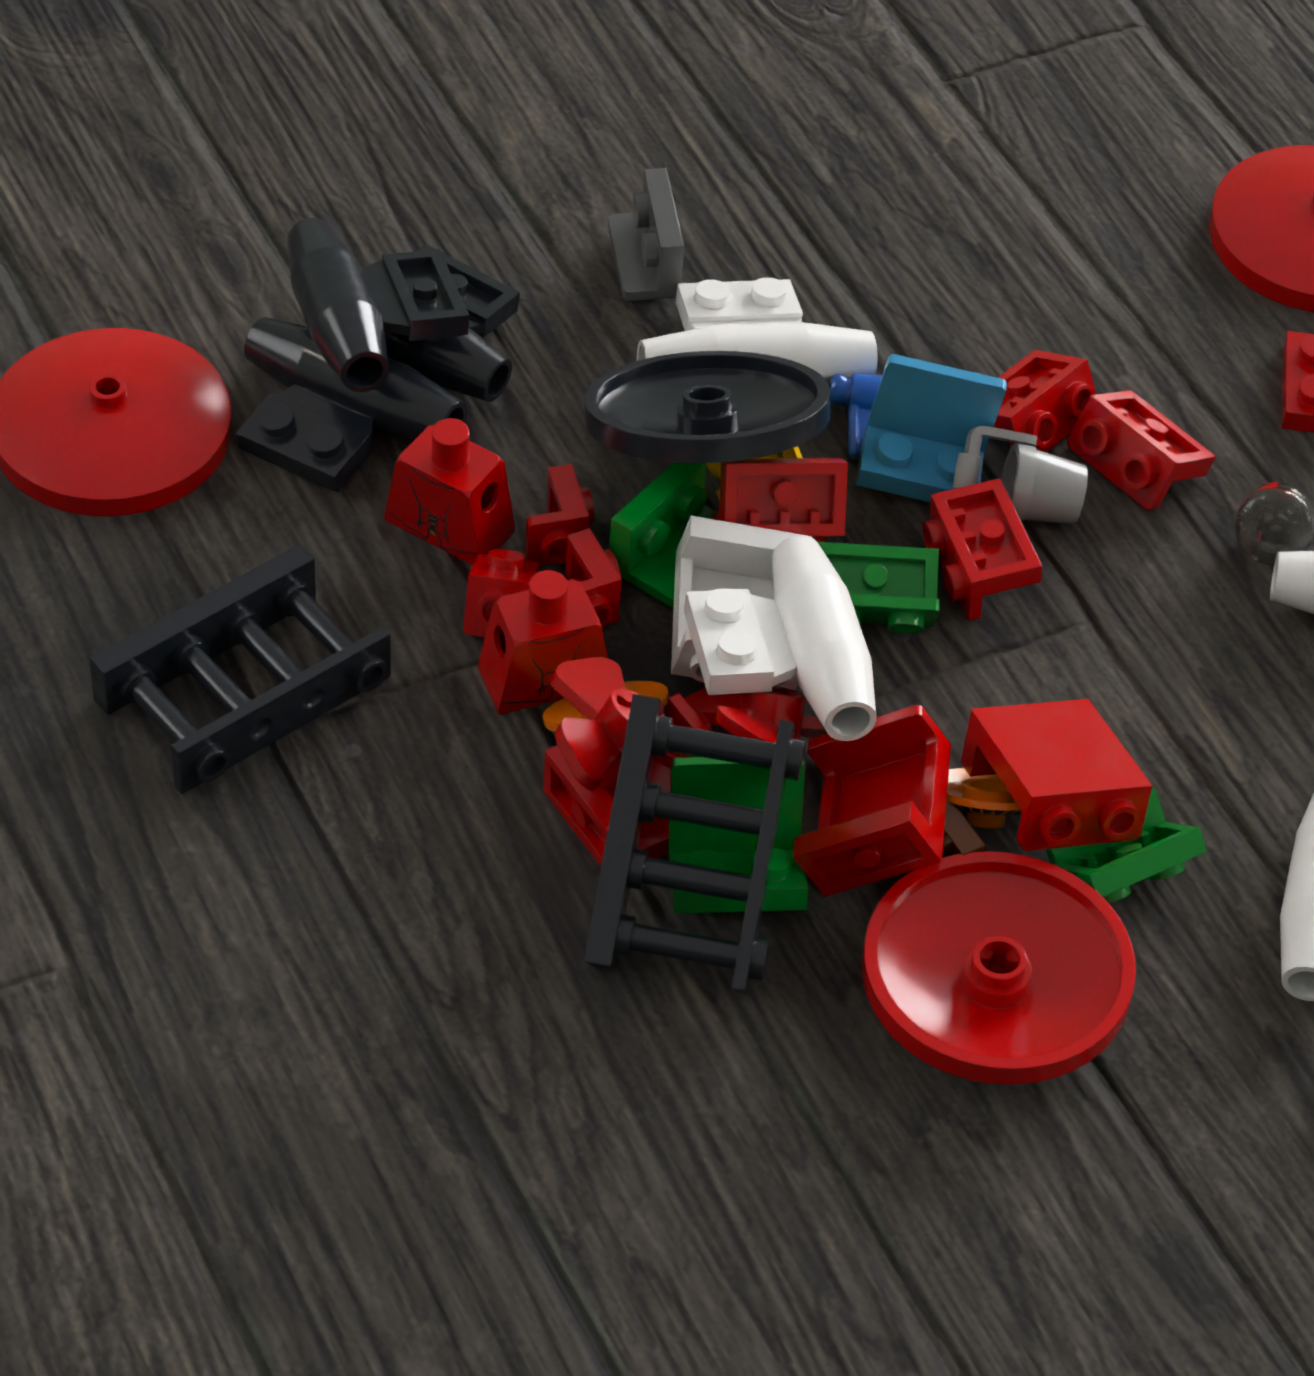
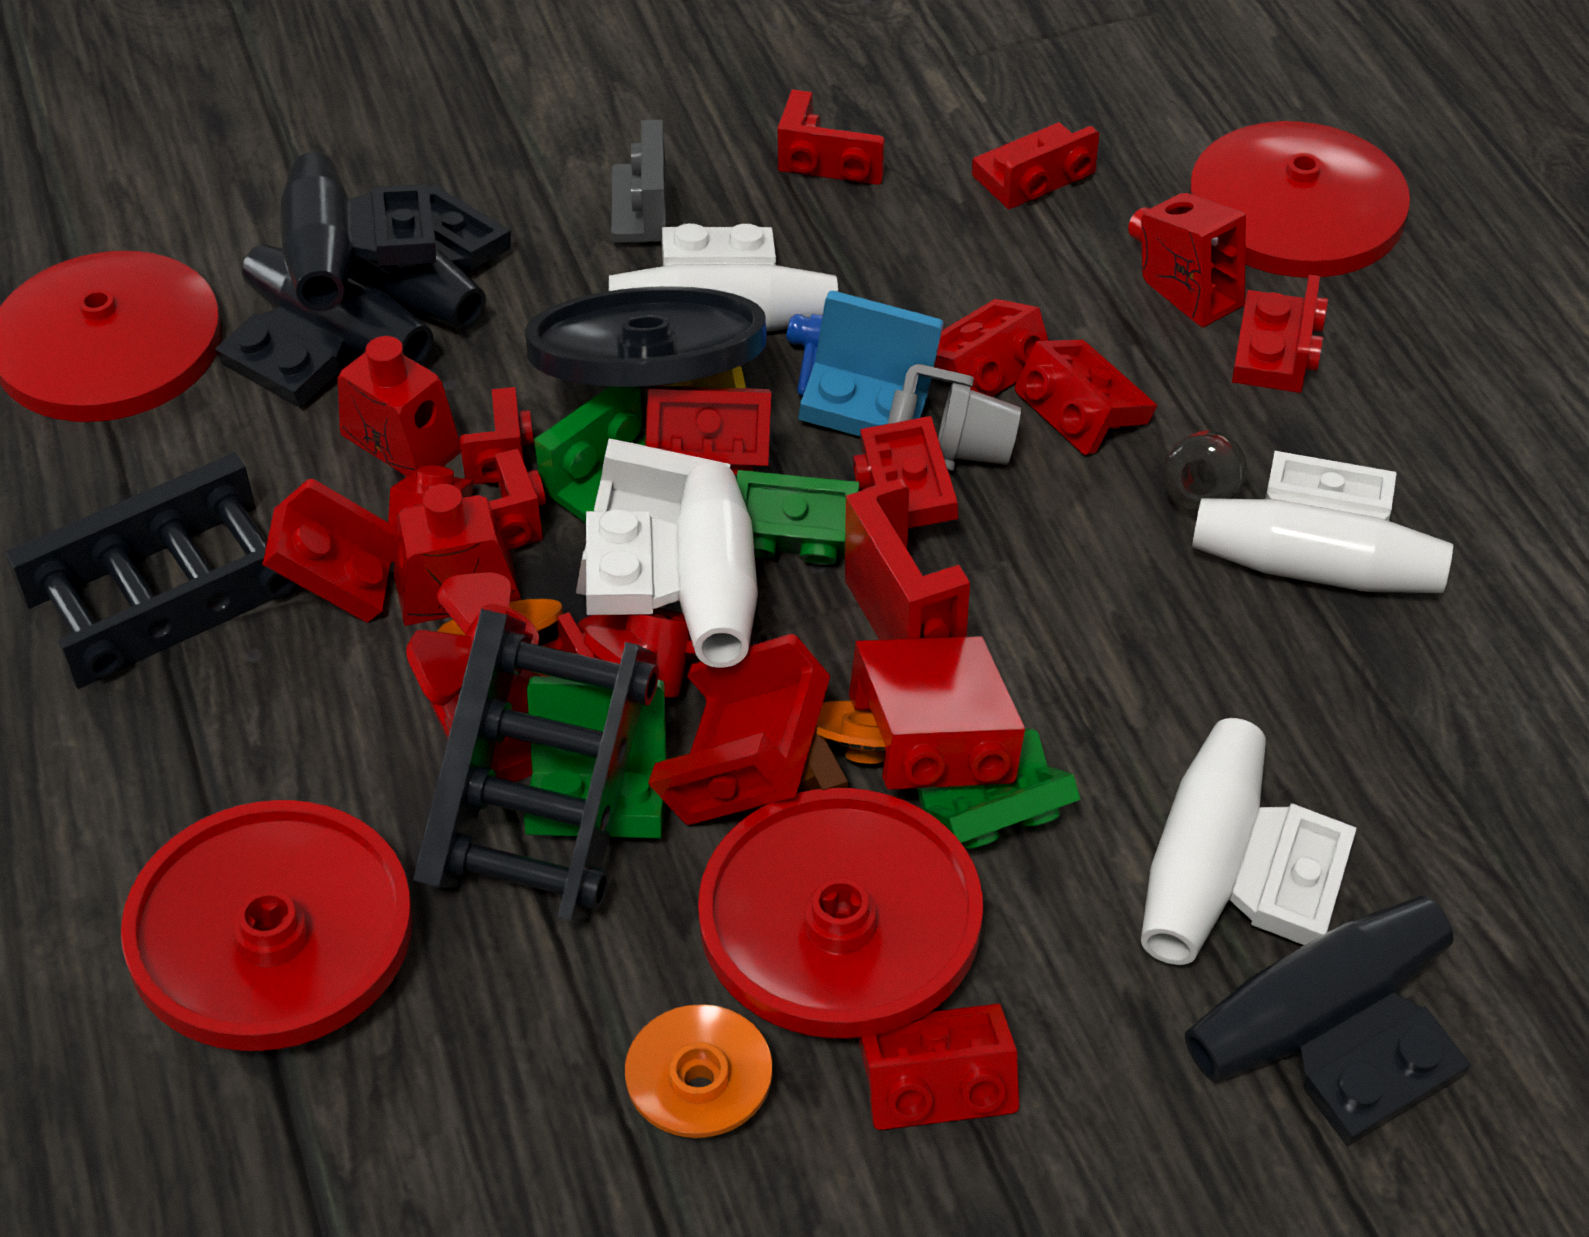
camera: 10 degrees right, 0 degrees up
(426, 638) = (332, 548): none -> red bracket
(452, 1009) = (267, 925): none -> red dish
(831, 193) = (825, 151): none -> red bracket
(894, 1100) = (693, 1045): none -> orange dish
(988, 646) = (887, 580): none -> red panel
(1050, 199) = (1037, 164): none -> red bracket
(1115, 1107) = (942, 1068): none -> red bracket
(1230, 296) = (1193, 255): none -> red torso

